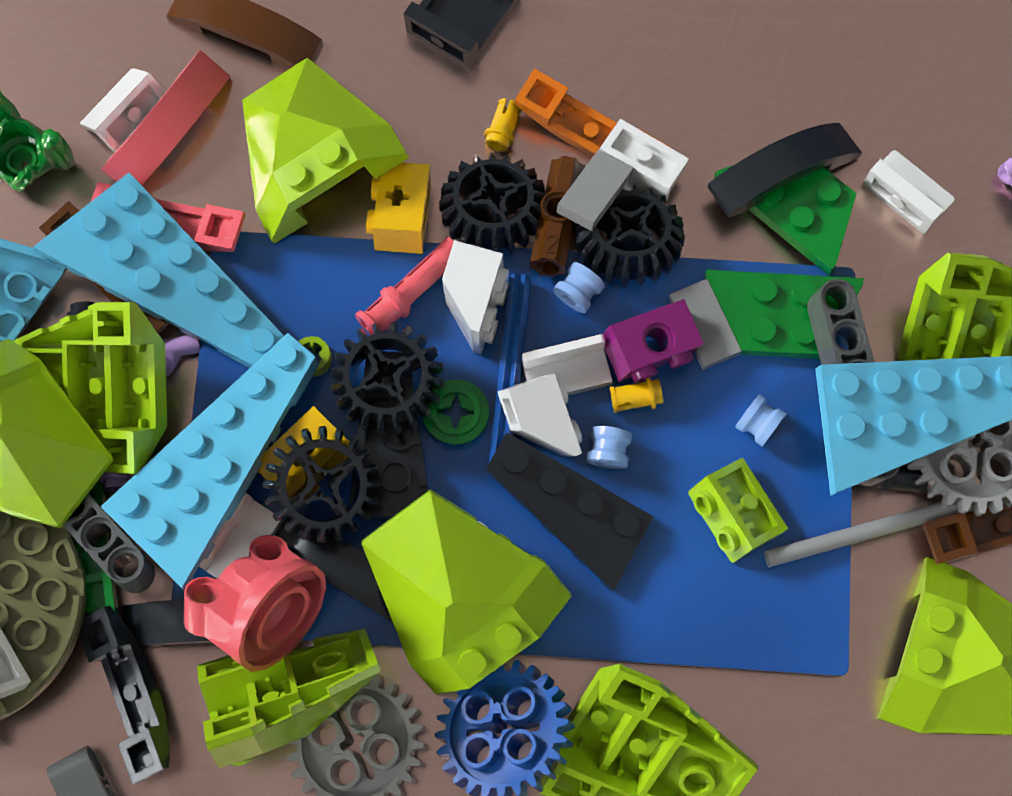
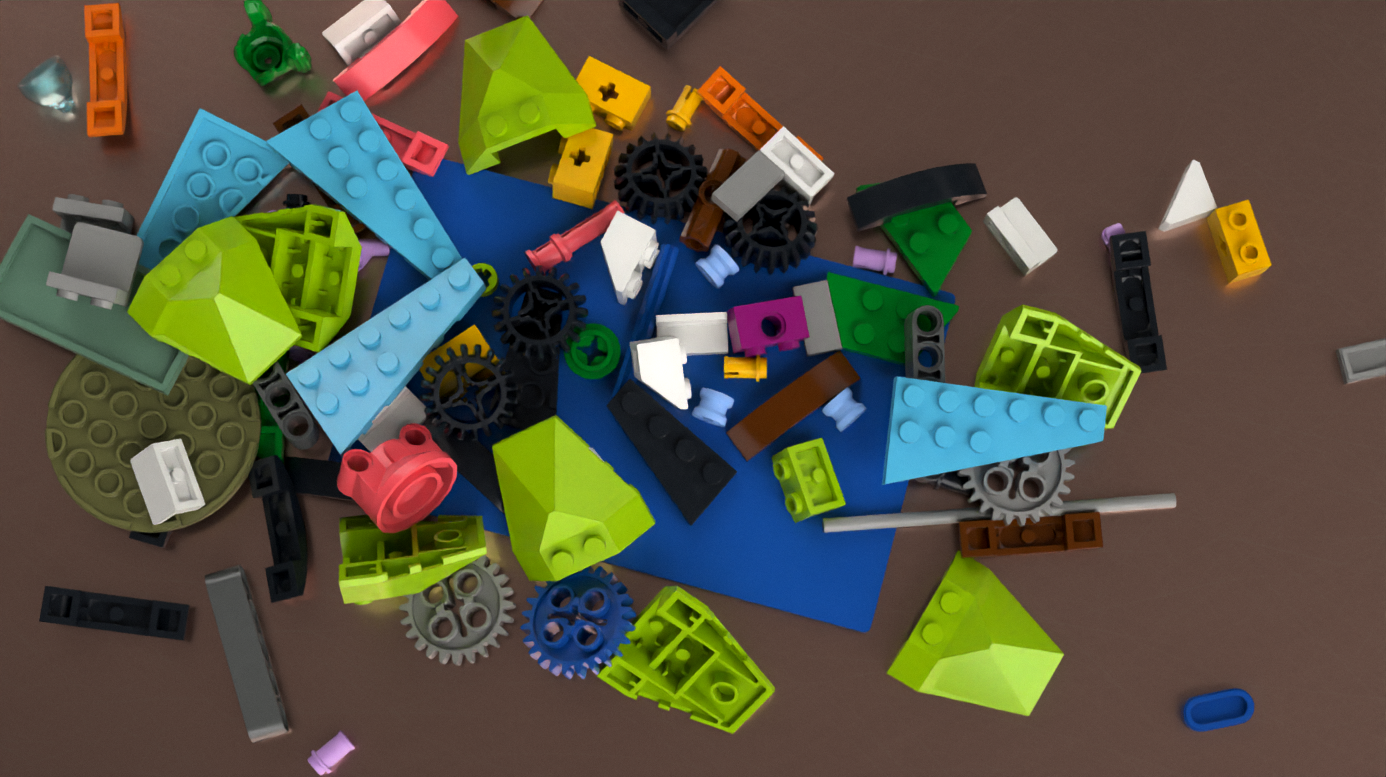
camera: 10 degrees right, 5 degrees up
(439, 122) = (630, 94): none -> yellow brick
(698, 428) = (792, 405): none -> reddish brown slope
(754, 248) = (875, 259): none -> lavender pin

